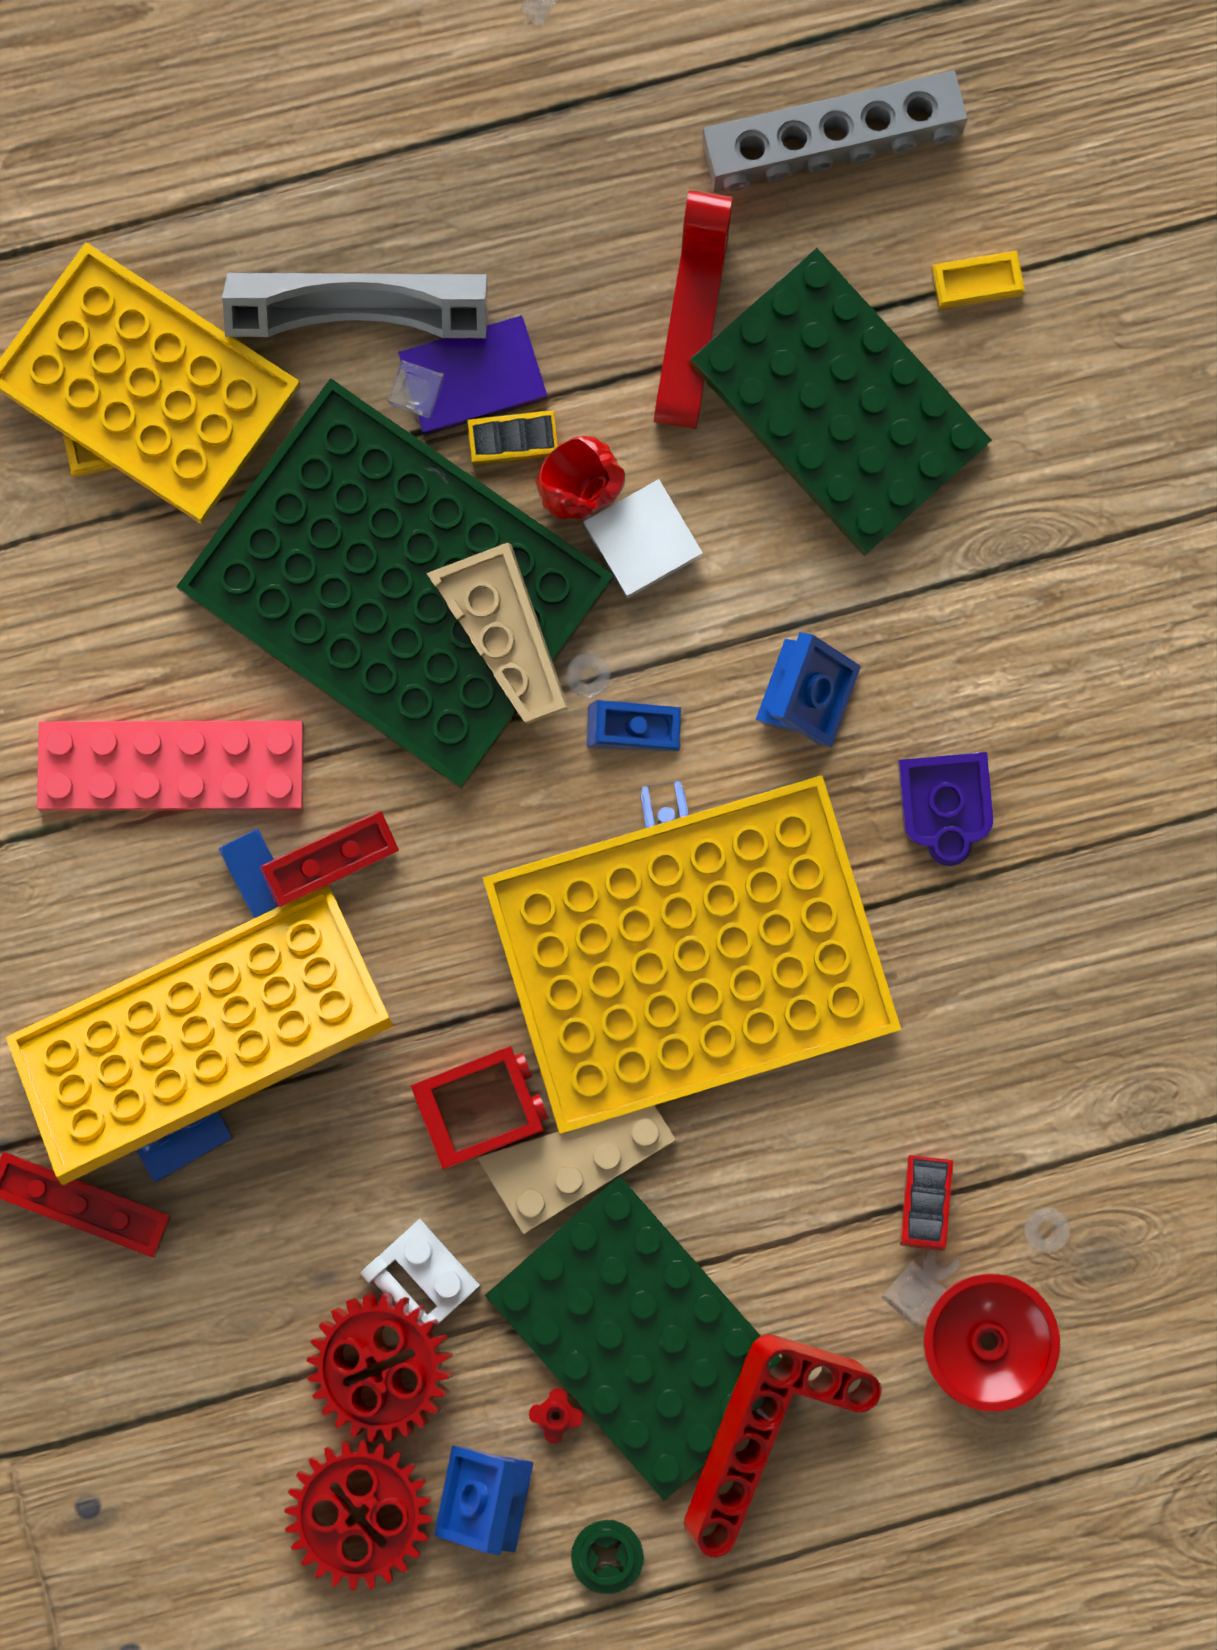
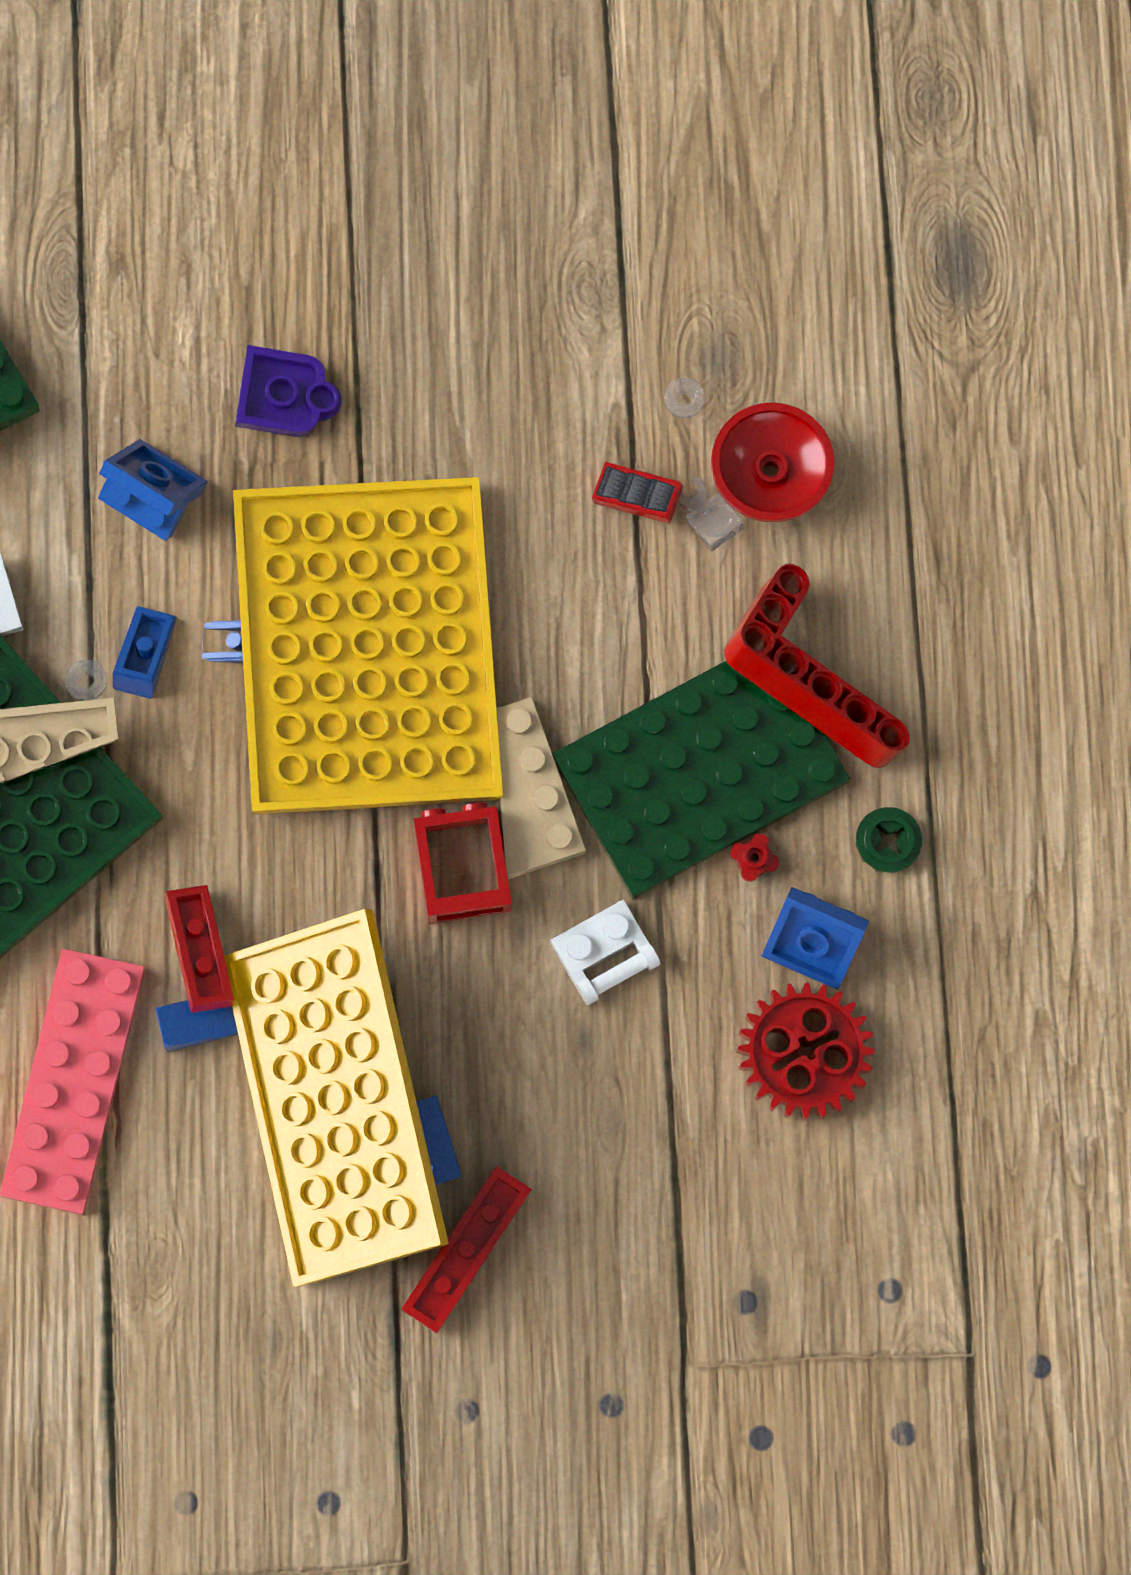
camera: 85 degrees left, 5 degrees down
(395, 1403) = (715, 994): red gear -> none

